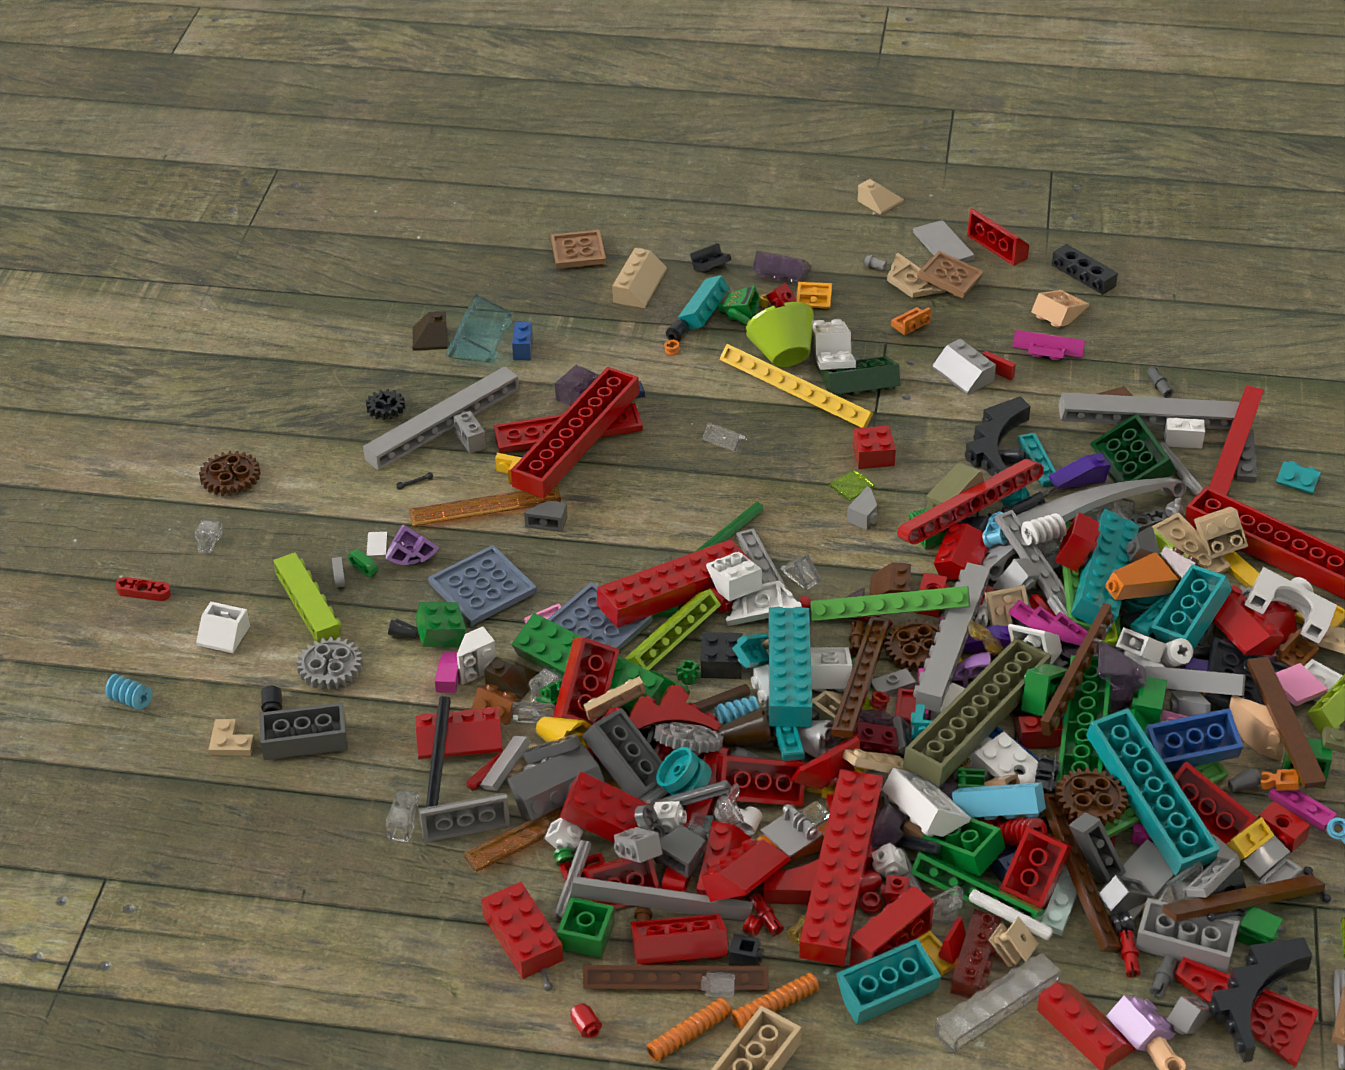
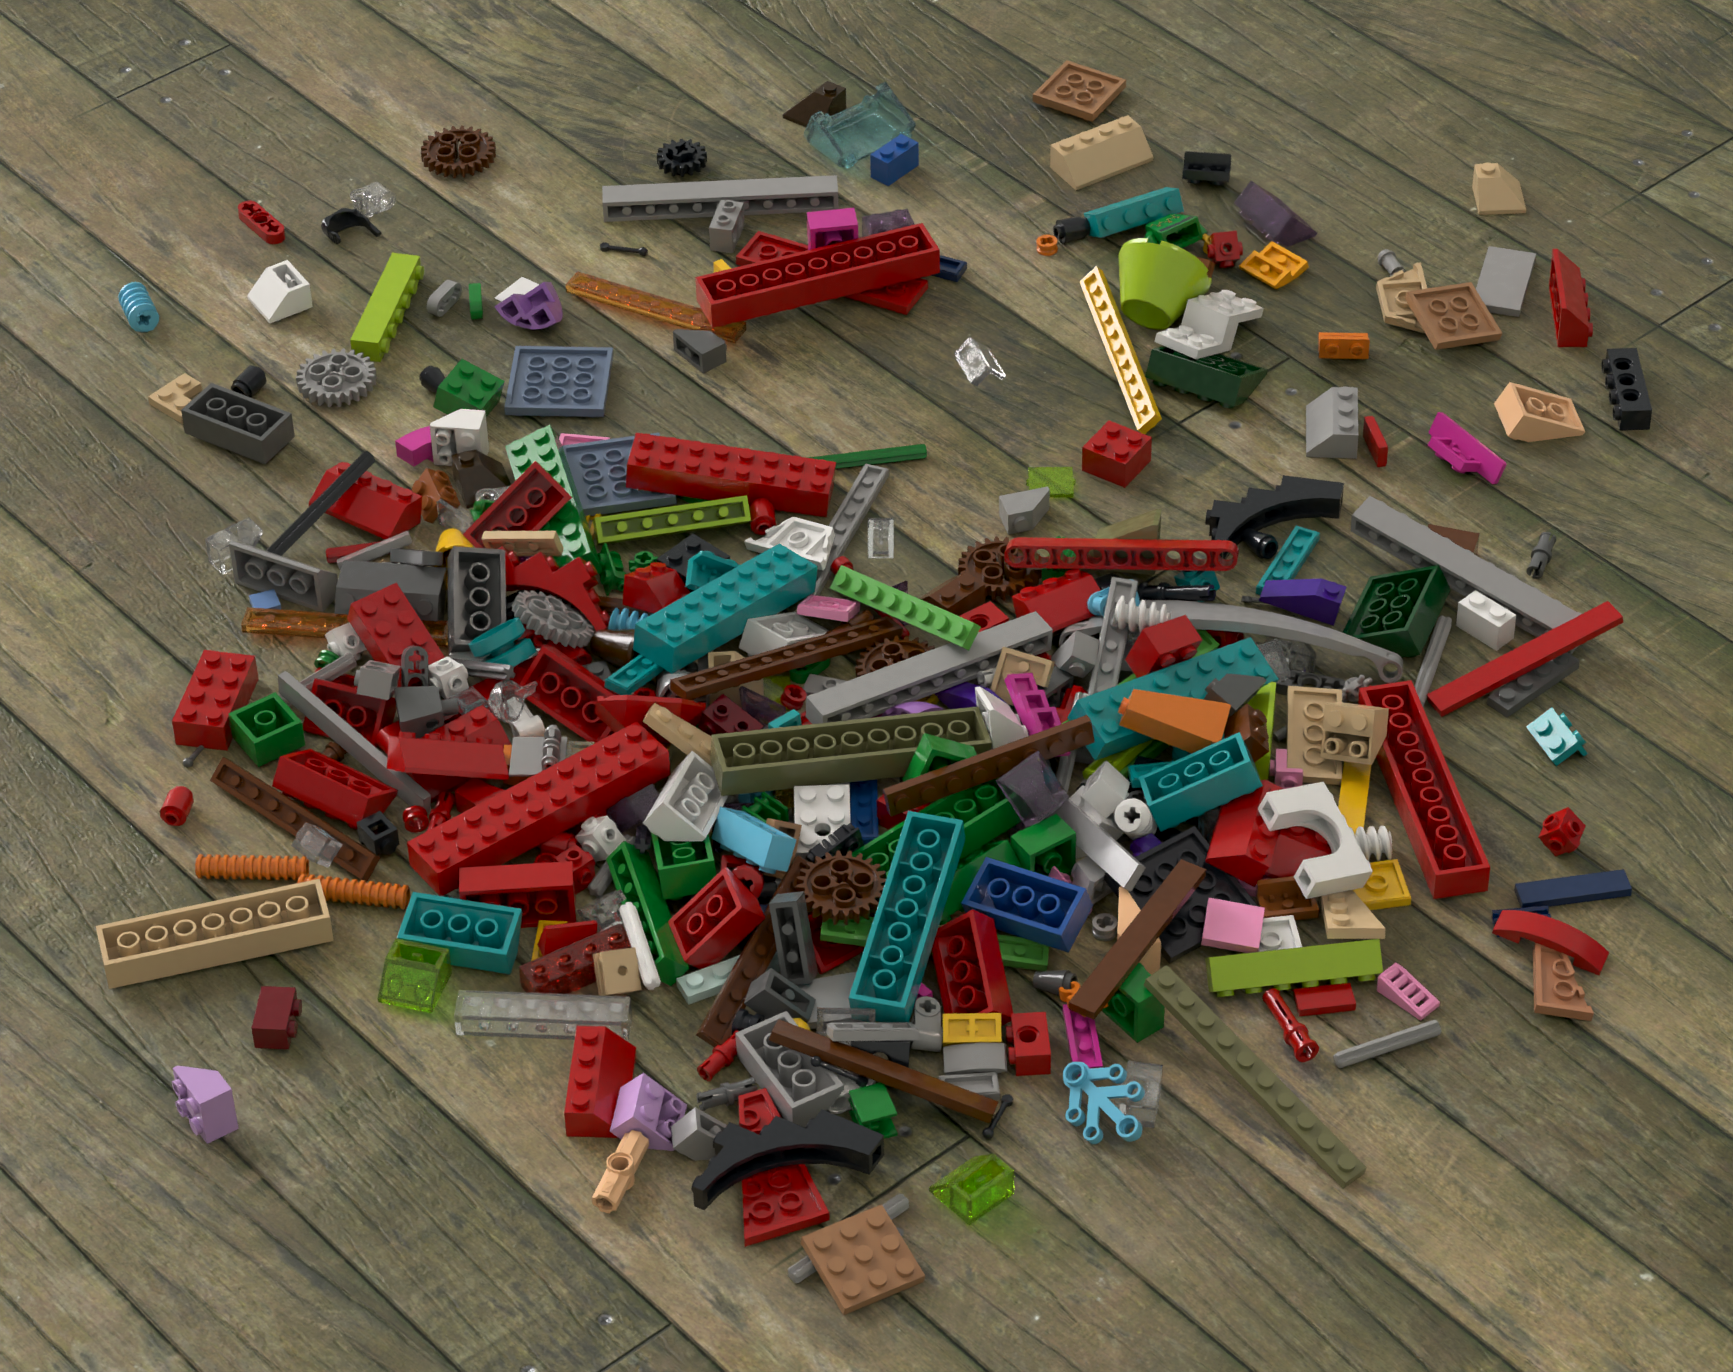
camera: 40 degrees right, 0 degrees up
(206, 553) = (344, 219): none -> black helmet
(466, 842) = (265, 599): none -> medium blue tile
(556, 400) = (831, 227): none -> dark pink brick
(724, 682) = (653, 587): none -> red slope
(735, 576) = (786, 496): white slope -> none
(833, 632) = (828, 608): none -> bright pink tile
(889, 548) = (982, 564): none -> reddish brown gear
(891, 1031) = (414, 975): none -> clear neon green slope
(990, 641) = (949, 680): clear yellow slope -> none

